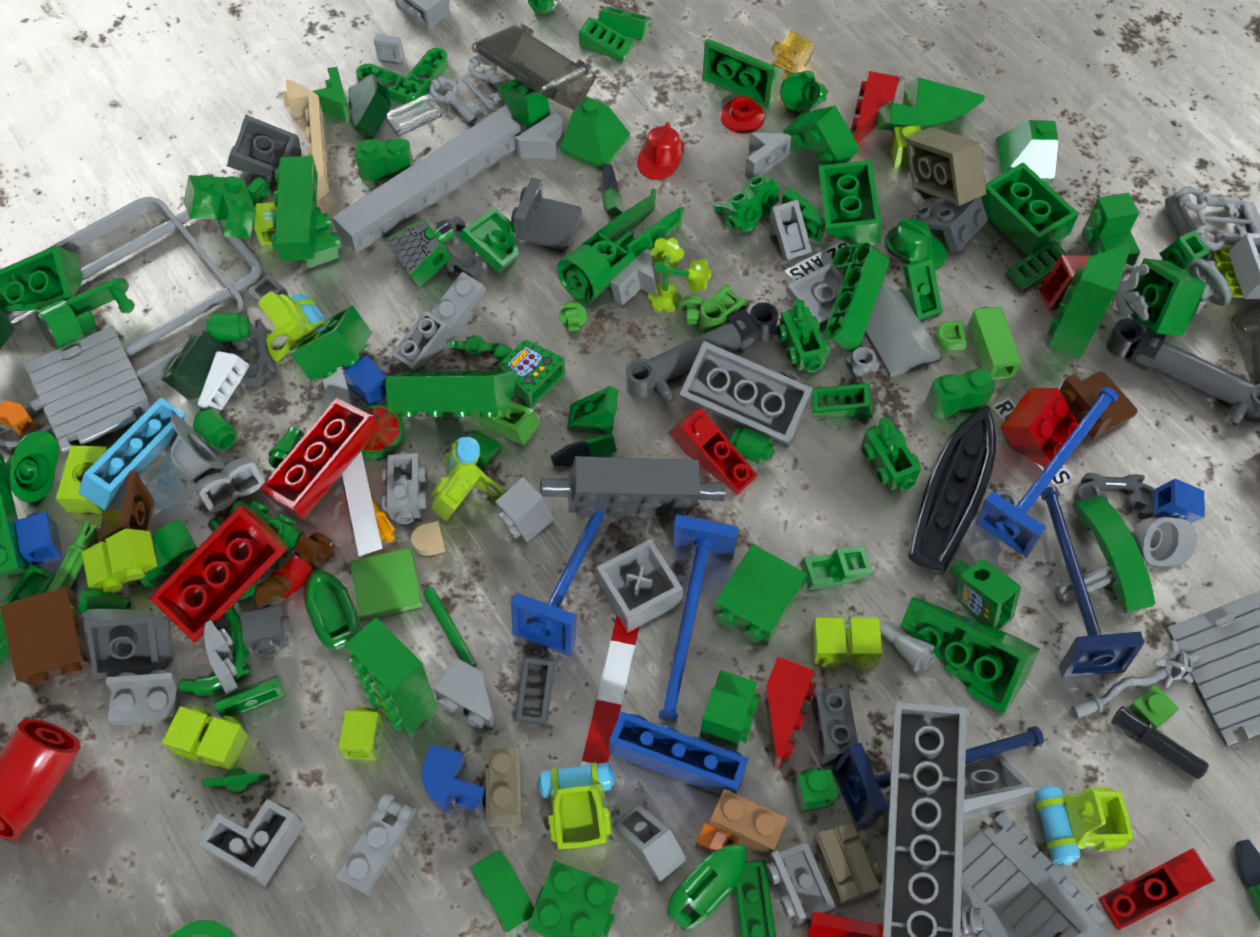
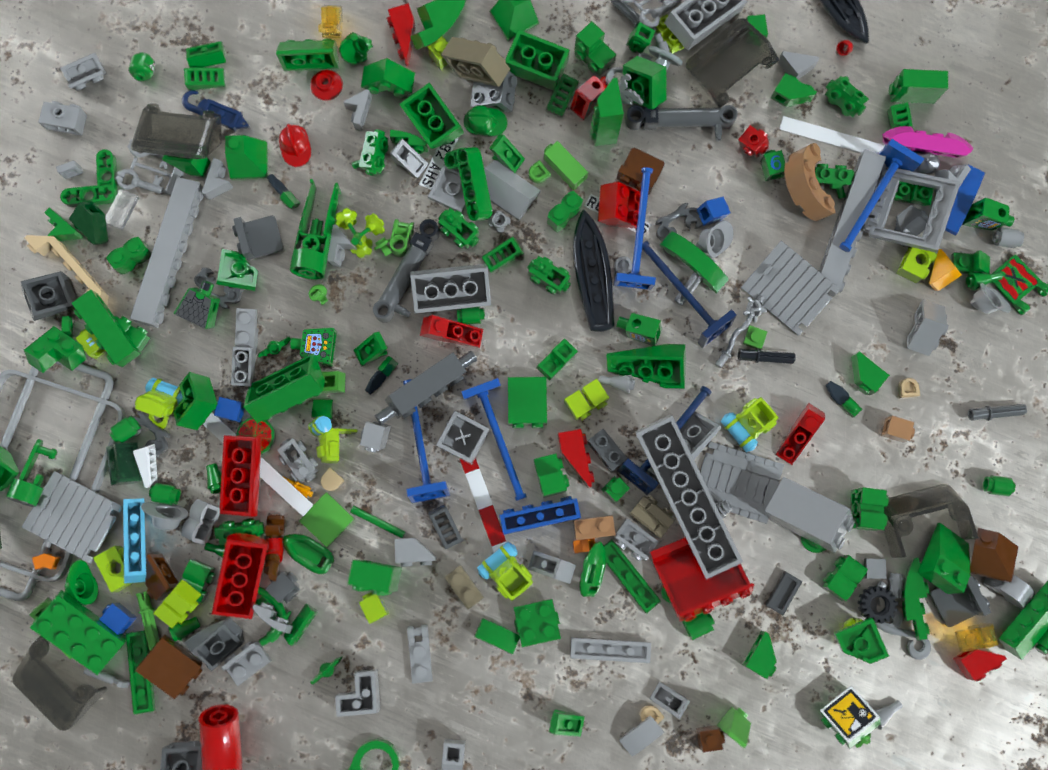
camera: 35 degrees left, 20 degrees up
(198, 735) = (296, 661): lime piece -> none
(265, 286) = (125, 388): light grey tile -> none
(442, 781) = (430, 603): blue brick -> none
(604, 88) = (229, 117): none -> dark blue plate

